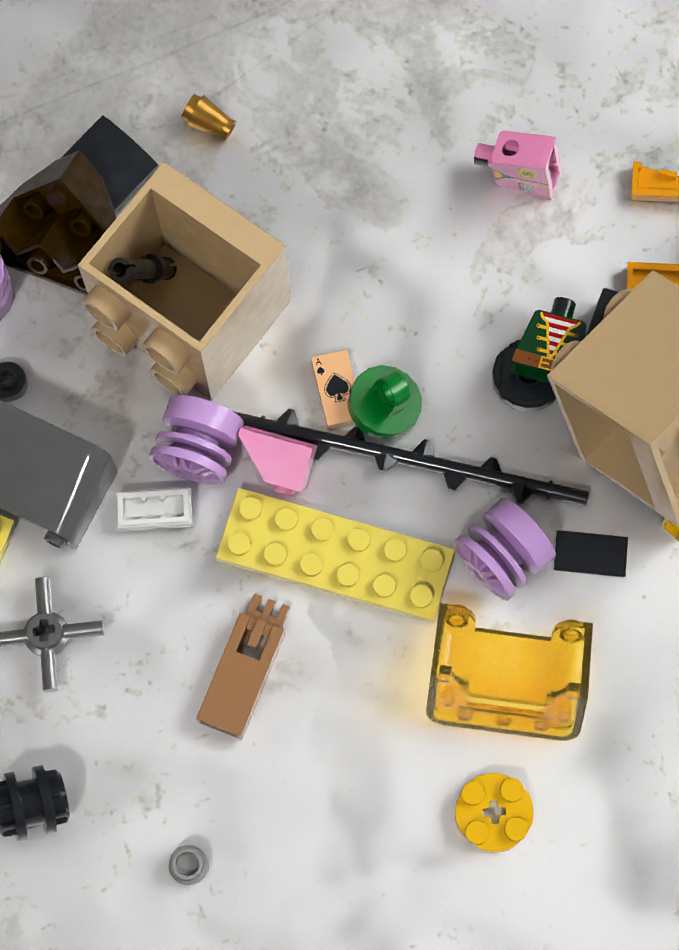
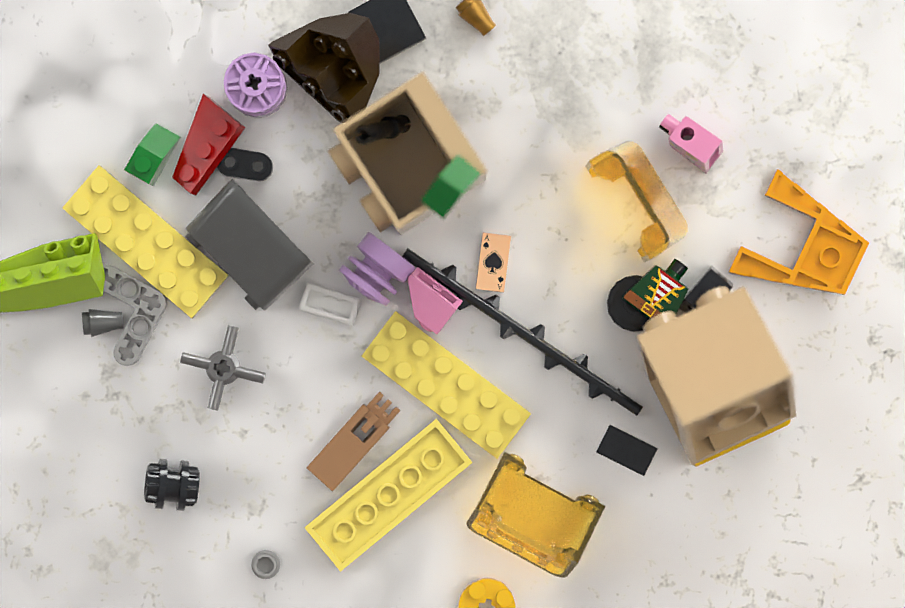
camera: 20 degrees right, 15 degrees up
(246, 277) = (450, 186): none -> green slope
(313, 716) = (388, 494): none -> light yellow plate
(384, 402) = (523, 286): green tile -> none
(442, 215) = (632, 163): none -> clear yellow windscreen
(510, 543) = (564, 431): lavender wheel -> none

